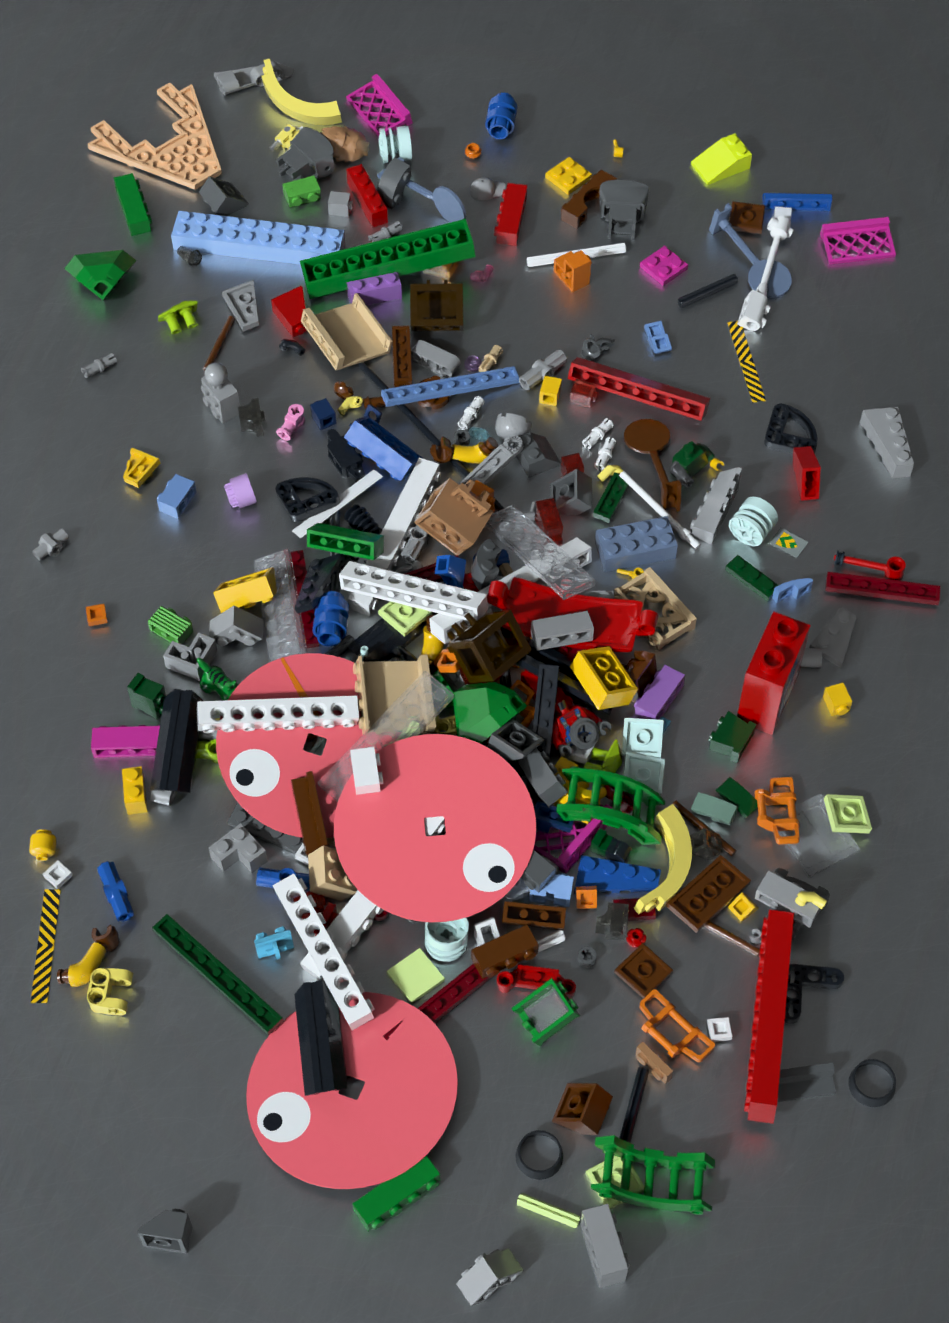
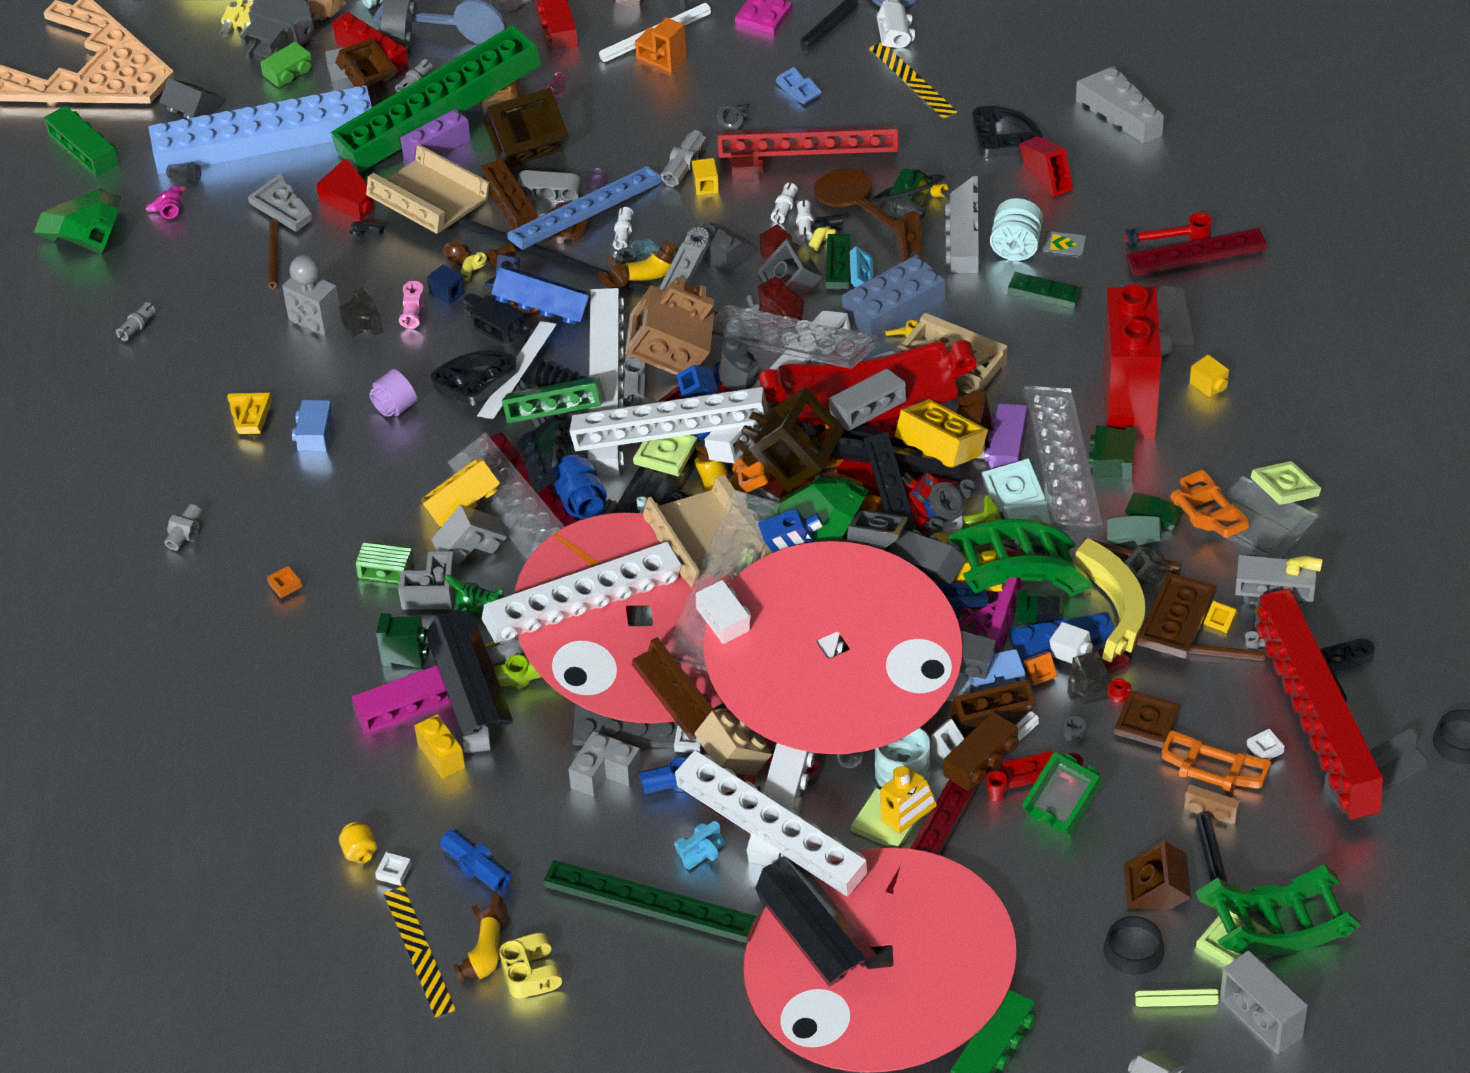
camera: 20 degrees left, 10 degrees down
(166, 276) = (168, 202): none -> dark pink animal
(184, 309) = (212, 228): lime connector -> none
(352, 212) = (365, 64): none -> reddish brown brick
(429, 970) = (905, 799): none -> yellow torso
(447, 721) = (789, 529): none -> blue torso
(490, 359) = (615, 165): tan axle -> none
(511, 425) = (680, 222): light grey cylinder -> none
(615, 888) = (1070, 642): none -> white brick
(621, 461) = (831, 221): none -> black arm
(625, 510) = (860, 266): none -> medium azure plate
(684, 533) = (942, 269): white bar -> none
(688, 463) = (937, 178): none -> black piece
(689, 729) = (1062, 459): none -> clear plate
(796, 588) = (1096, 284): medium blue slope -> none

